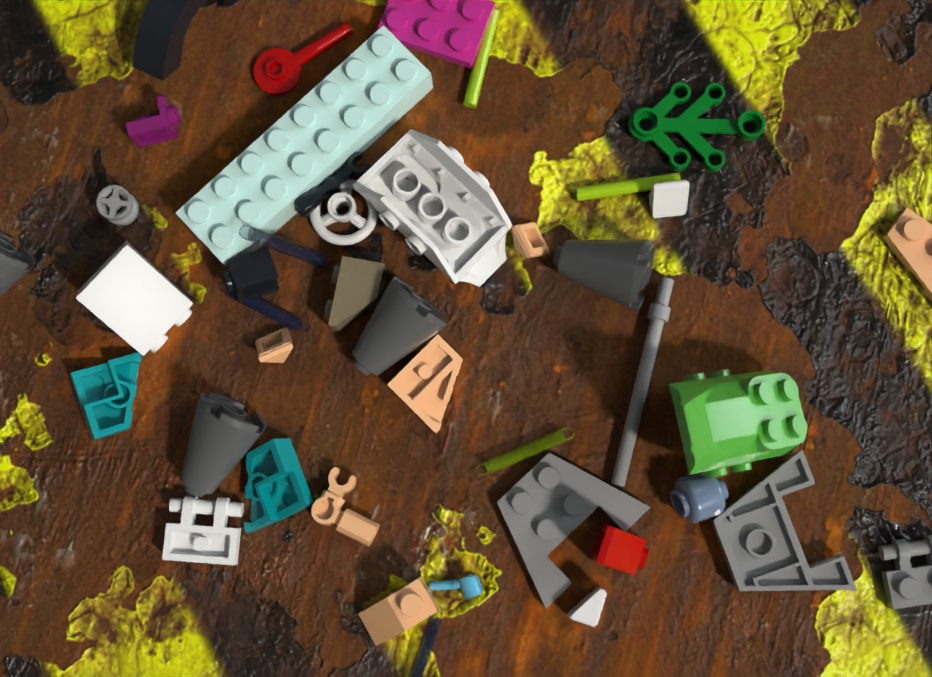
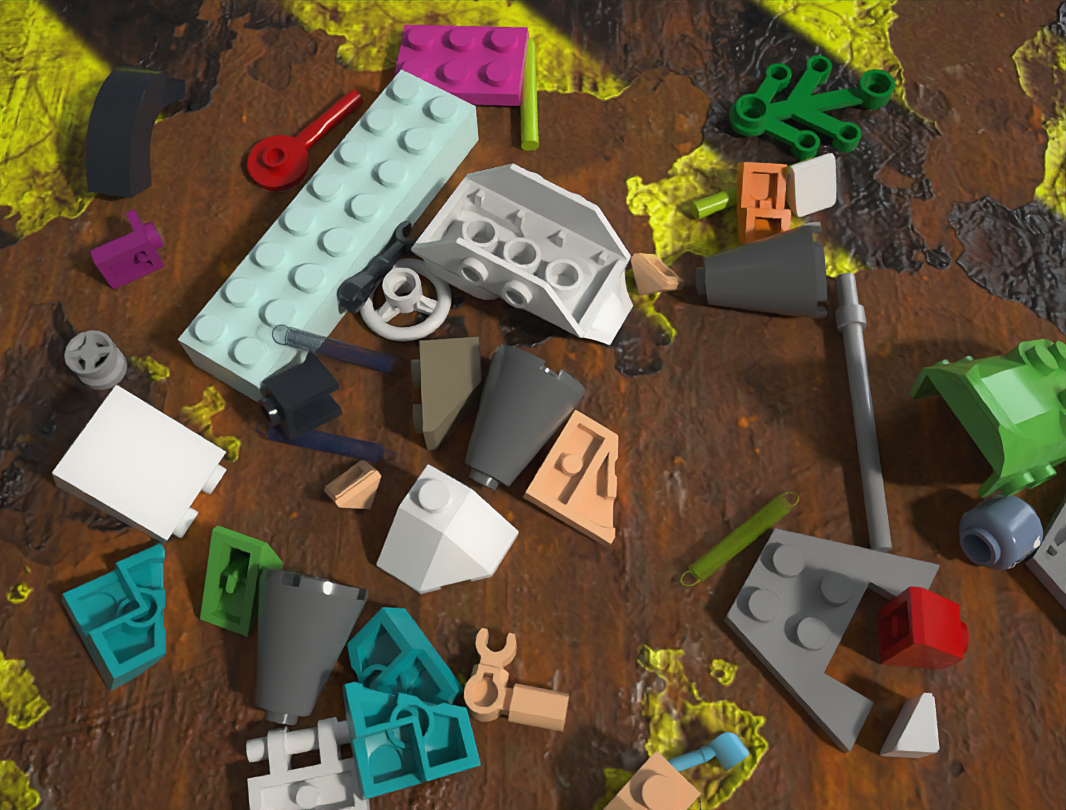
camera: 20 degrees left, 15 degrees down
(182, 392) = (233, 580): none -> bright green slope
(267, 527) = (405, 740): none -> teal slope
(326, 399) = (444, 535): none -> white slope
(625, 205) = (761, 201): none -> orange slope

